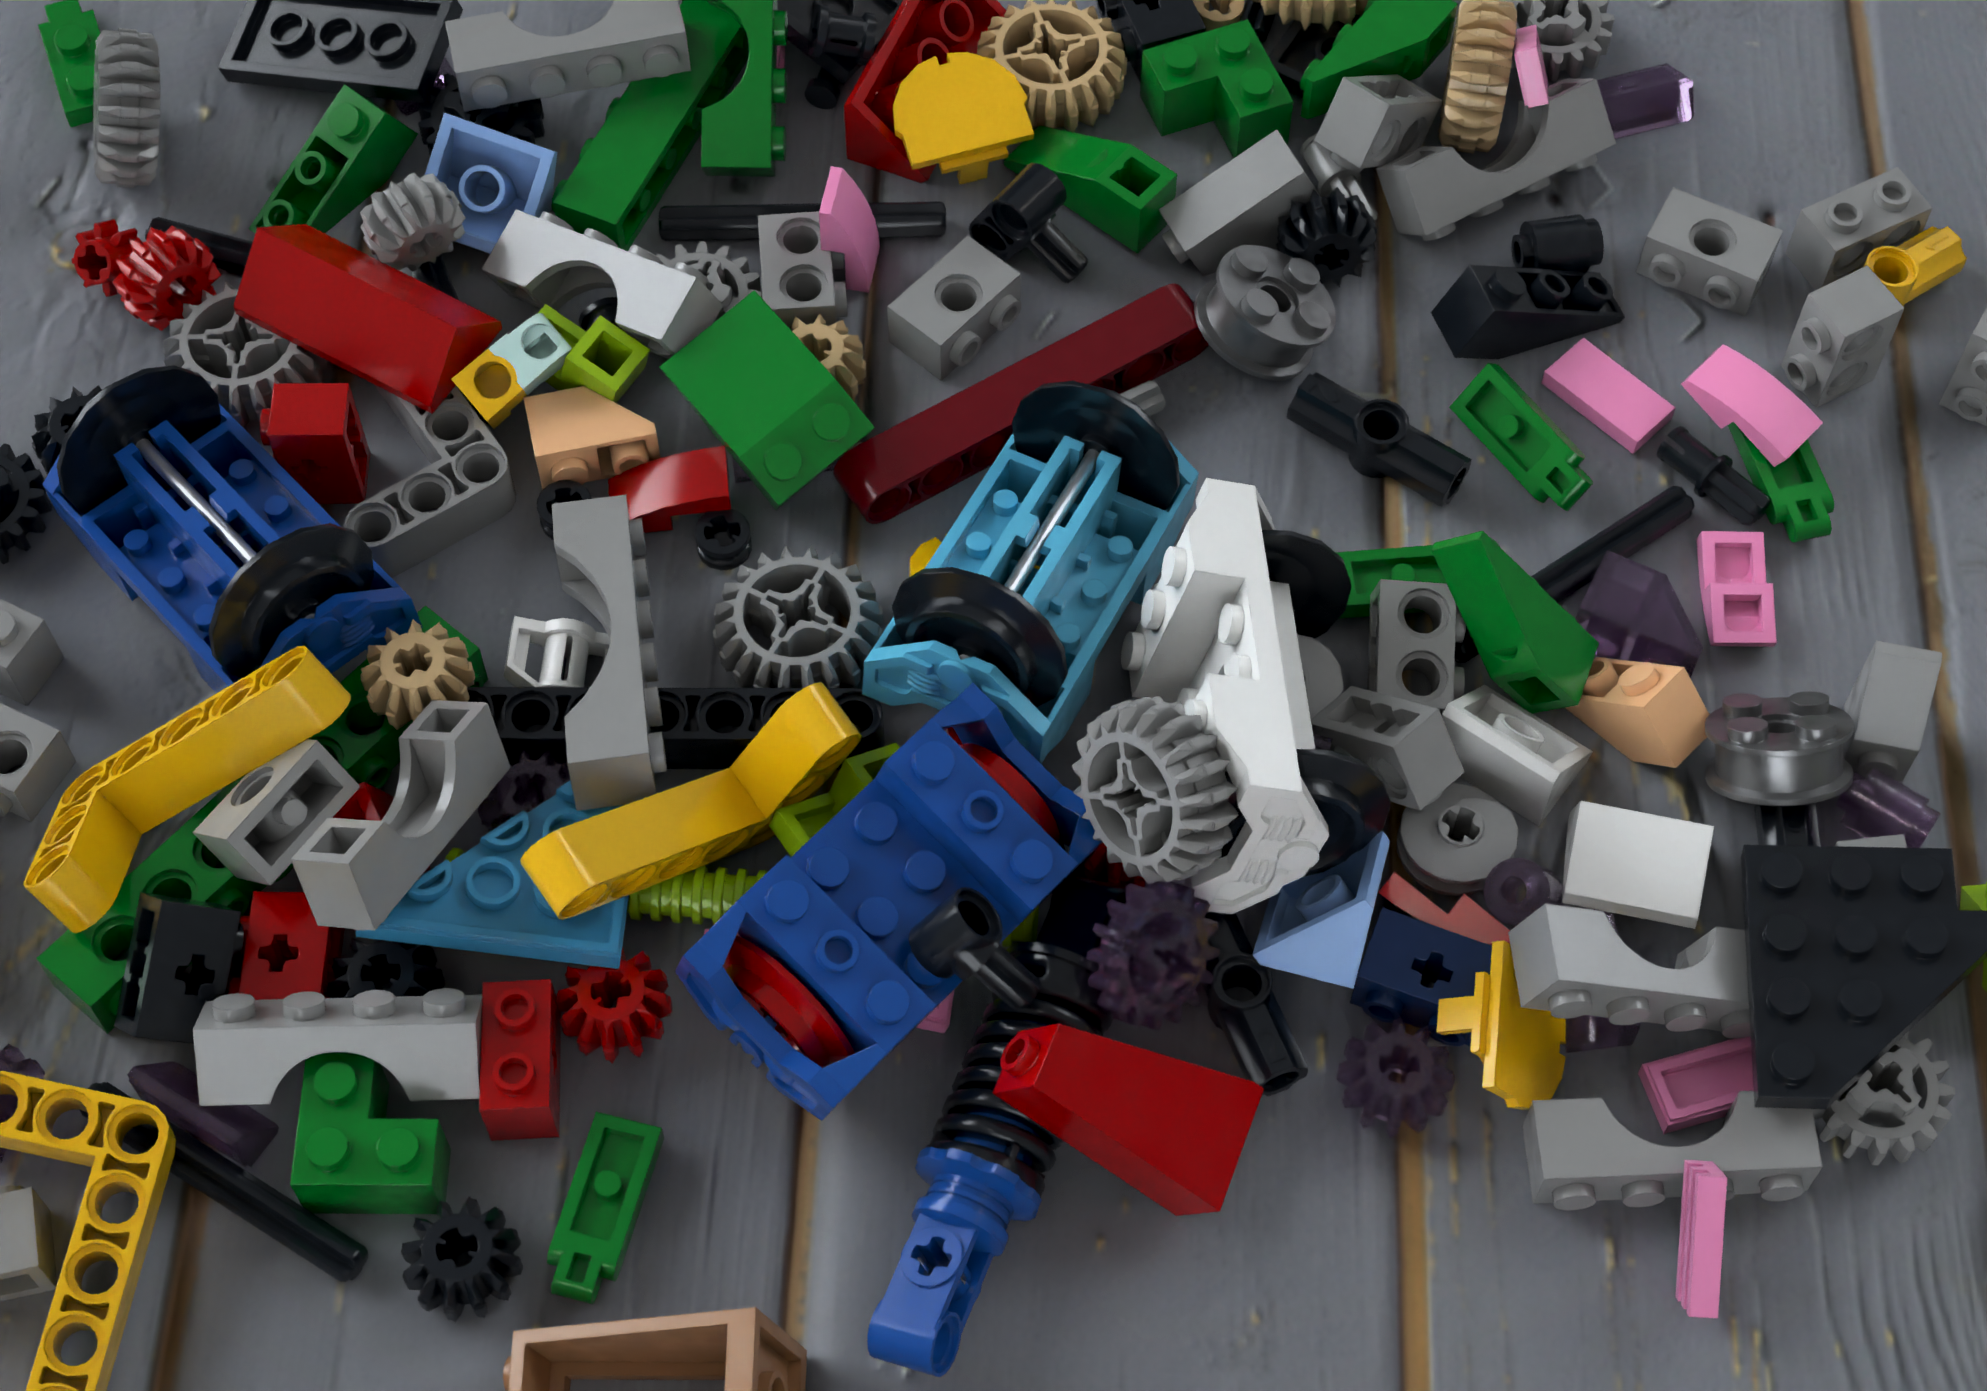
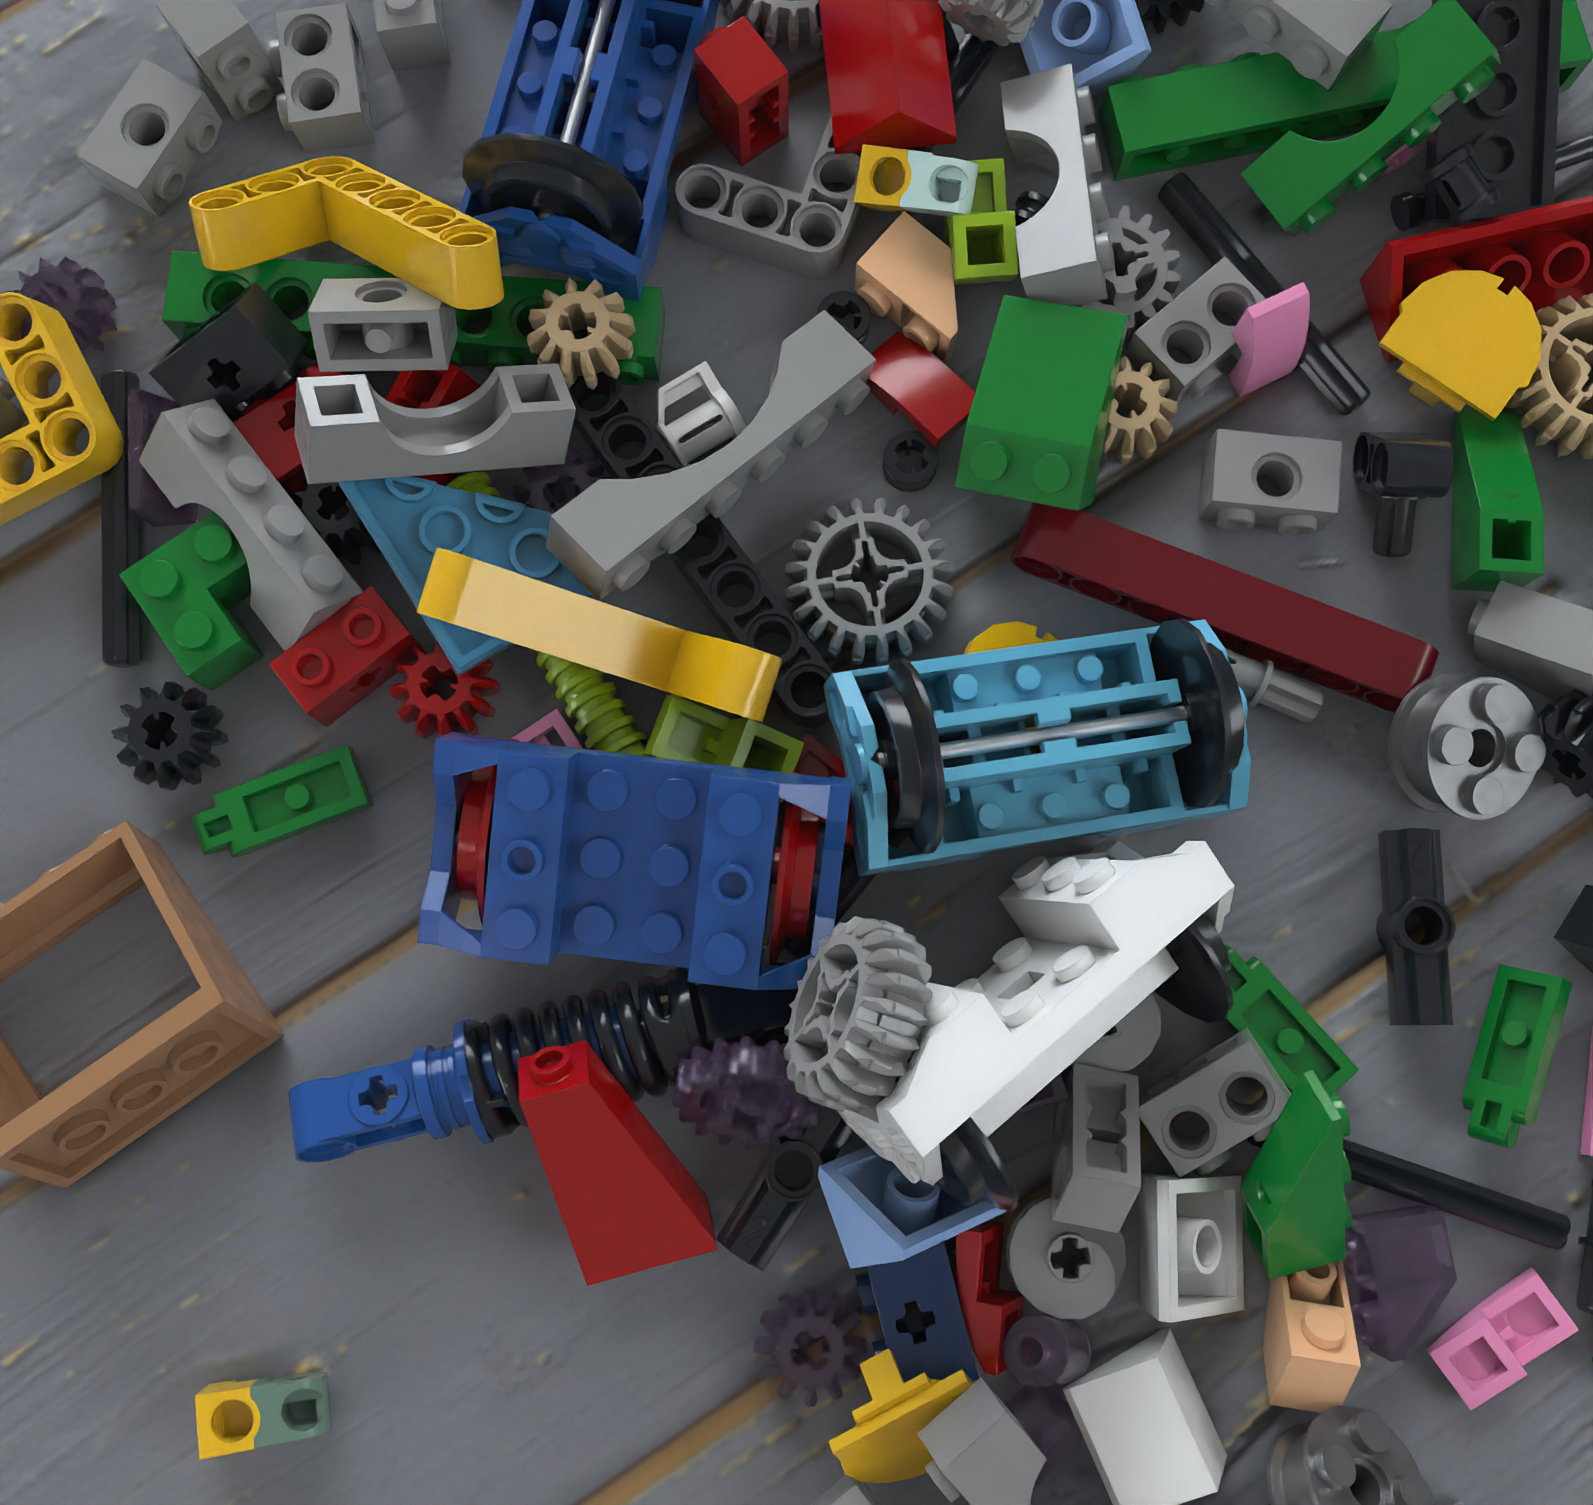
camera: 55 degrees right, 20 degrees up
(965, 941) = (623, 951): black axle -> none

